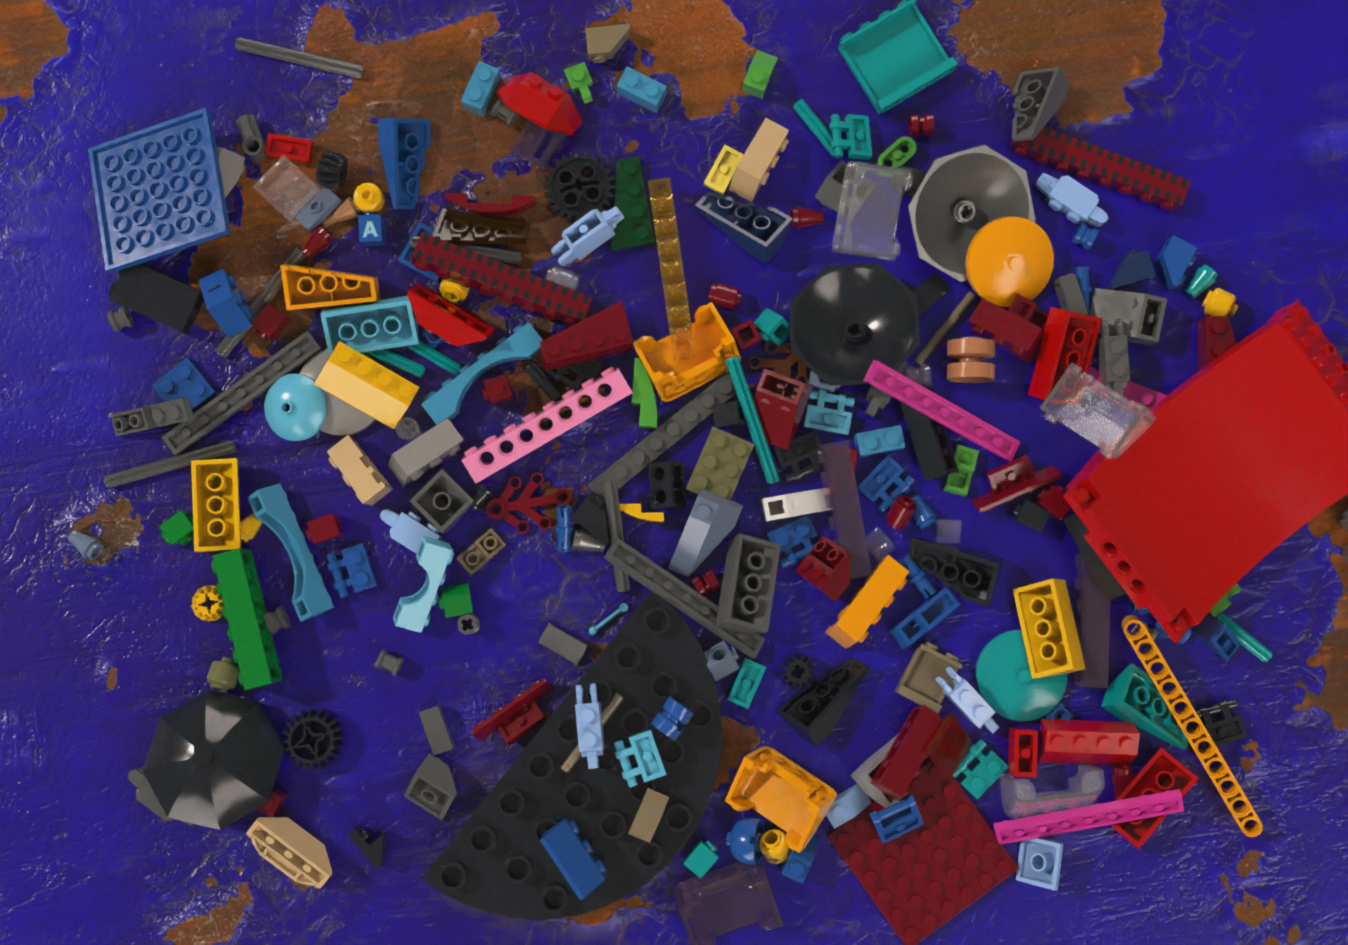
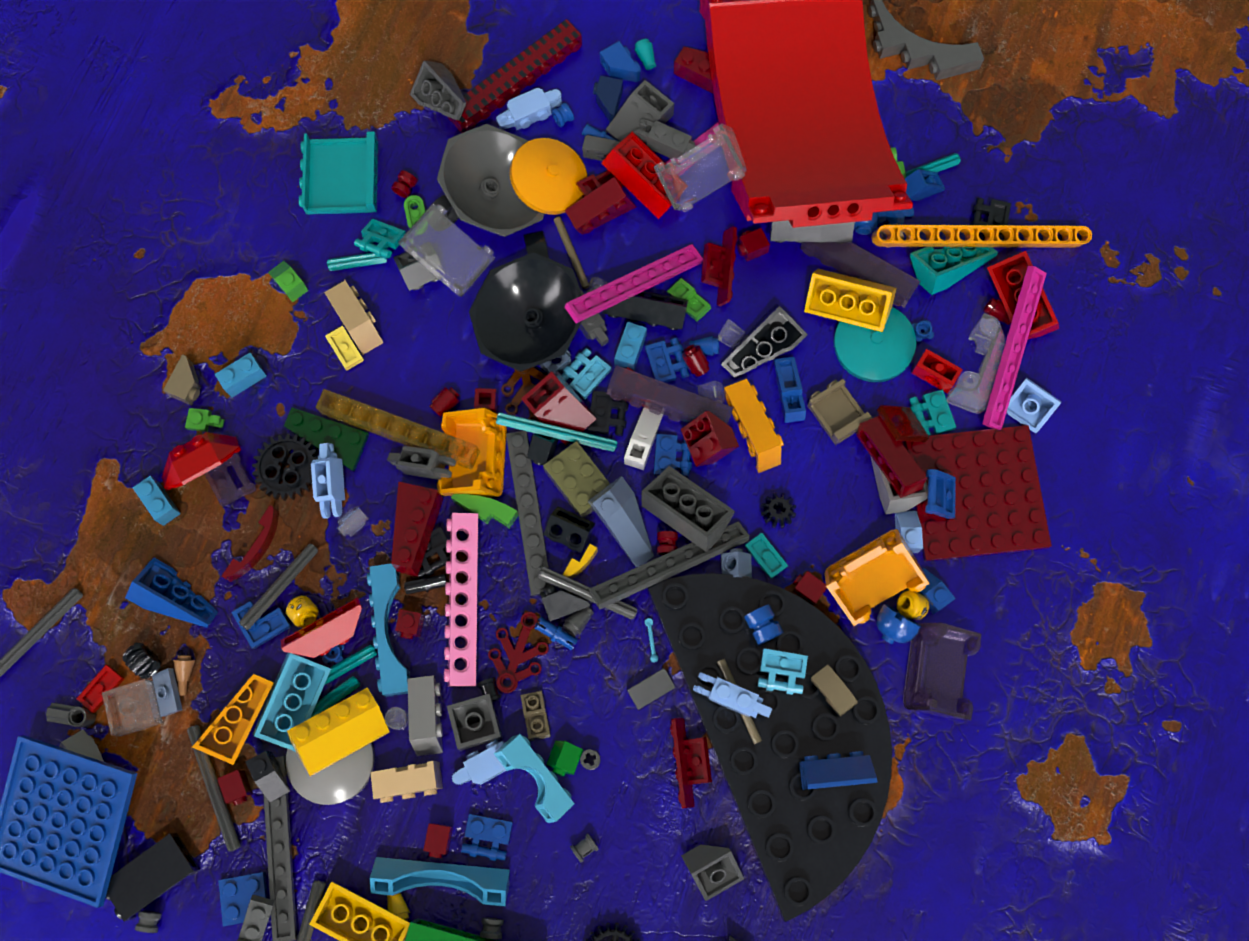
camera: 60 degrees left, 10 degrees down
(226, 302) = (194, 813): blue brick -> none
(295, 346) = (268, 775): none -> black slope
(306, 409) = (326, 795): medium azure dish -> none
(318, 241) = (193, 708): dark red cone -> none
(369, 198) = (185, 643): yellow head -> none
(371, 229) = (212, 656): blue brick -> none
(437, 730) = (664, 839): dark grey slope -> none
(471, 228) = (265, 570): dark brown wing -> none
(500, 280) = (320, 570): dark red brick -> none
(504, 113) = (188, 492): dark grey bush -> none
(652, 311) = (421, 462): none -> dark grey hinge
(701, 858) = (891, 670): teal brick -> none
(738, 740) = (809, 587): none -> dark red brick
(751, 227) = (404, 351): dark blue wedge -> none
(772, 327) = (492, 376): teal brick -> none
(805, 217) = (419, 309): dark red cone -> none
(820, 707) = (817, 508): black wedge -> none
(917, 577) = (755, 376): blue pin -> none
(968, 701) = (874, 390): light blue hinge -> none
(970, 353) = (607, 243): nougat wheel -> none
(1030, 516) = (754, 267): black brick -> none
(1087, 742) = (955, 318): red slope -> none
(1220, 303) = (669, 49): yellow head -> none

